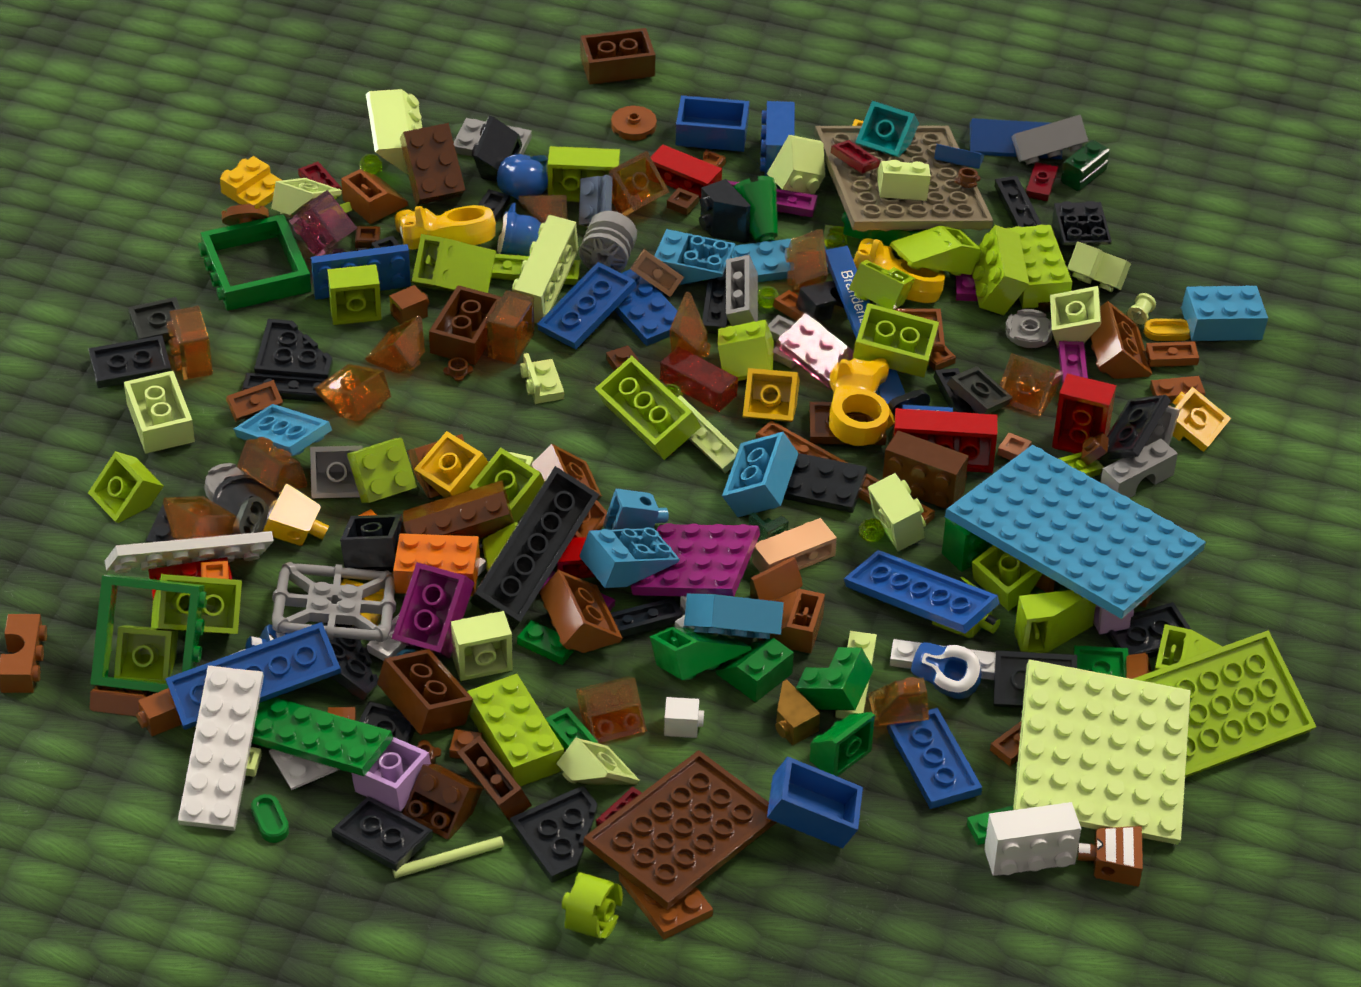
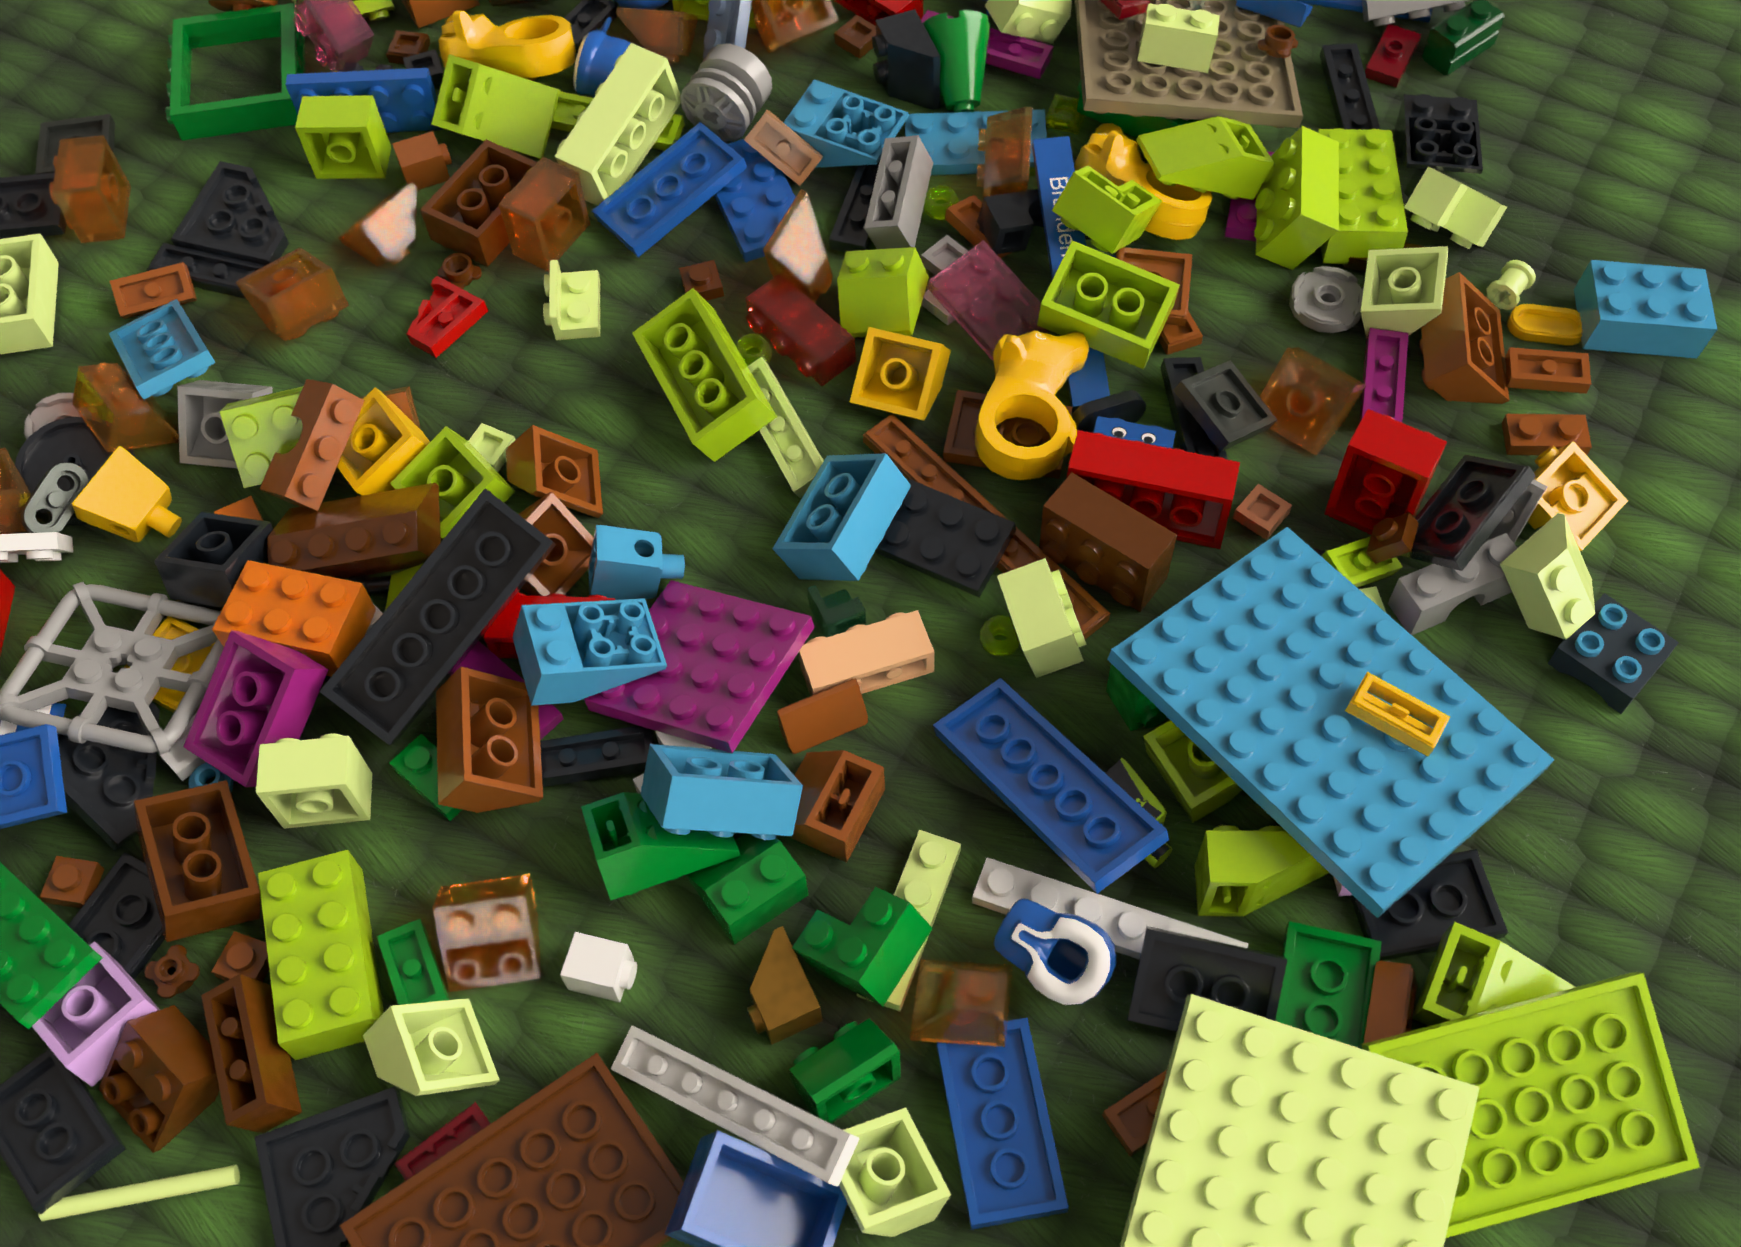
camera: 15 degrees right, 15 degrees up
(415, 485) = (307, 470): none -> dark orange arch
(459, 396) = (444, 317): none -> red wing
(770, 755) = (736, 1105): none -> white plate
(882, 780) = (892, 1177): none -> yellowish green slope
(1114, 523) = (1395, 718): none -> yellow tile
(1190, 460) = (1551, 580): none -> yellowish green slope
(1234, 496) = (1614, 653): none -> black brick

